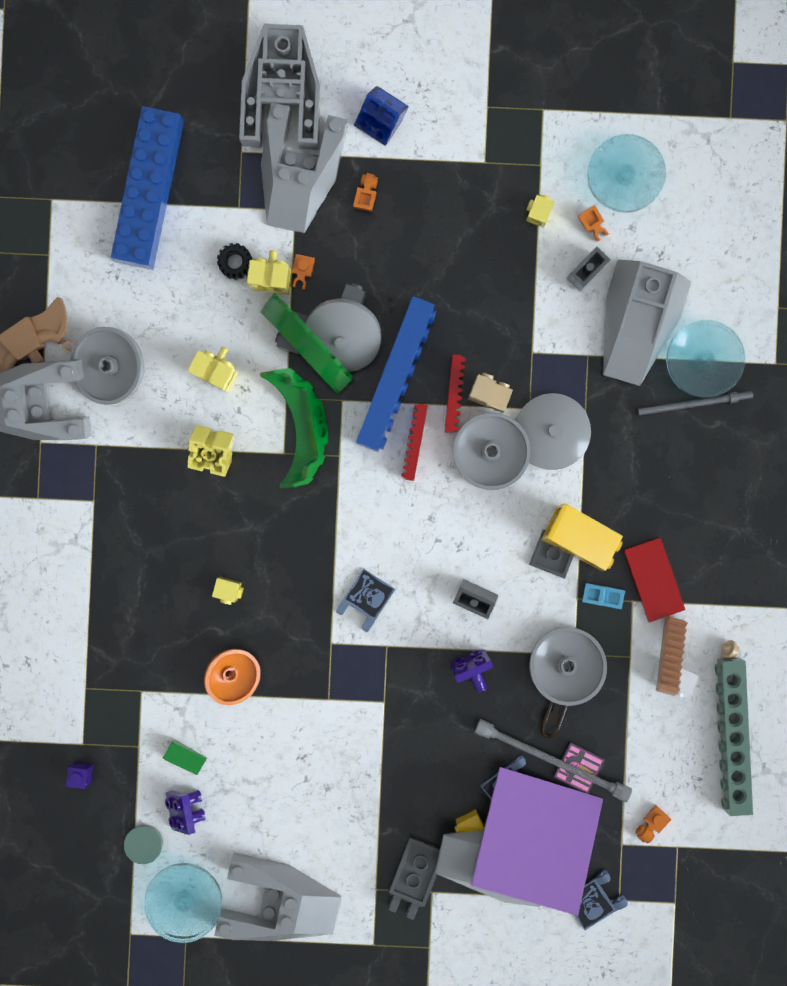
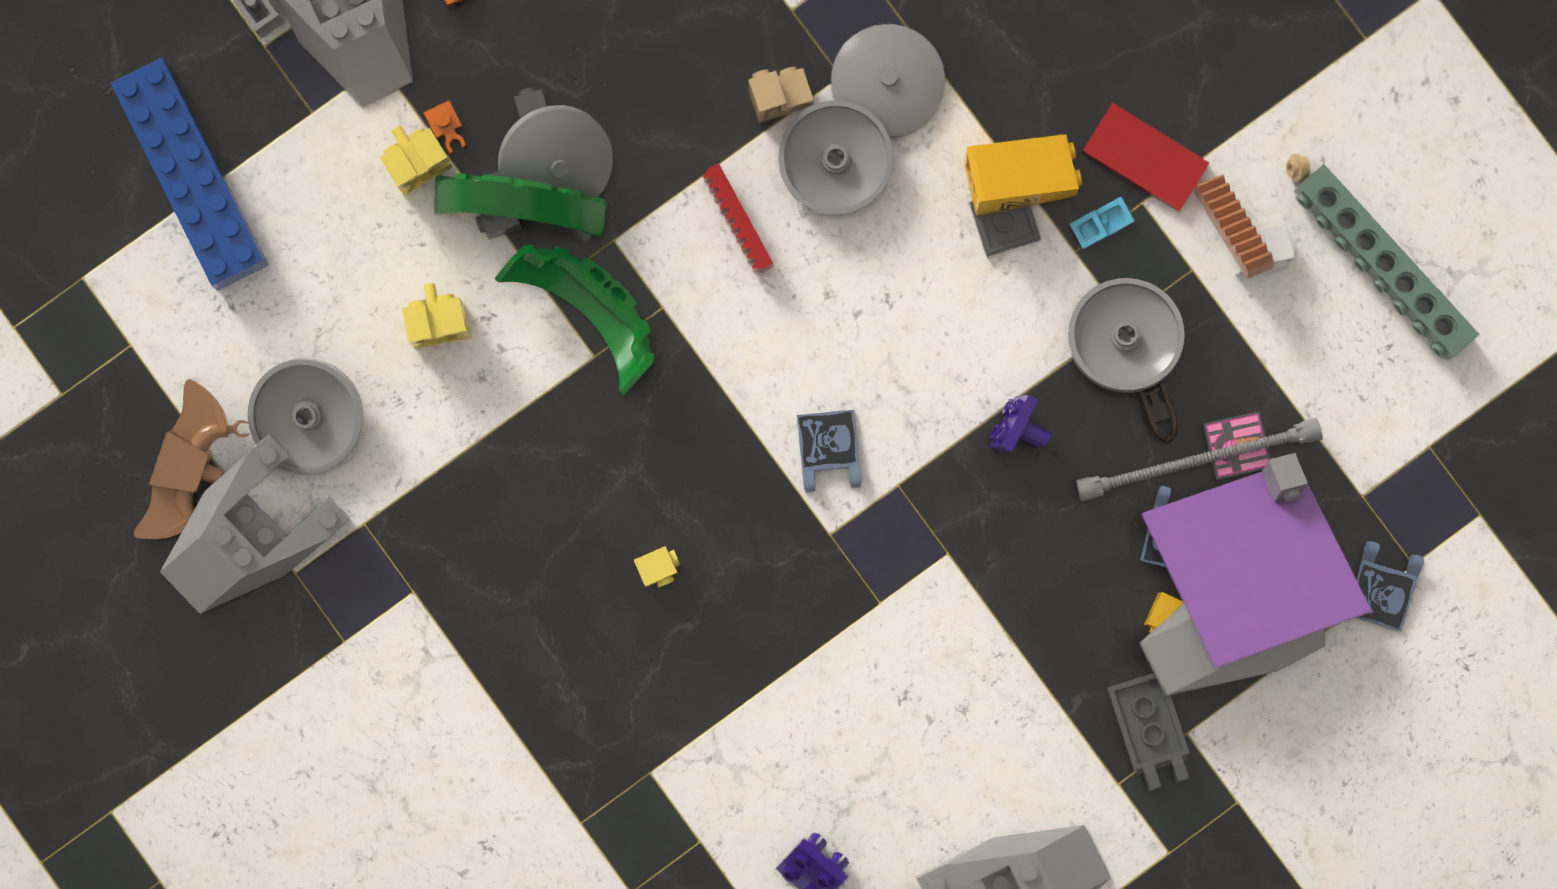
camera: 45 degrees left, 5 degrees down
(184, 757) = (765, 807): green slope -> none
(210, 450) = (507, 416): light yellow brick -> none
(234, 249) = (352, 161): black tyre -> none
(239, 683) = (757, 657): orange dish -> none
(395, 374) = (653, 159): blue brick -> none
(453, 390) = (739, 130): red gear -> none
(475, 599) = (955, 343): dark grey brick -> none
(589, 807) = (1284, 478): none -> light grey brick
(656, 821) = (1378, 434): orange plate -> none

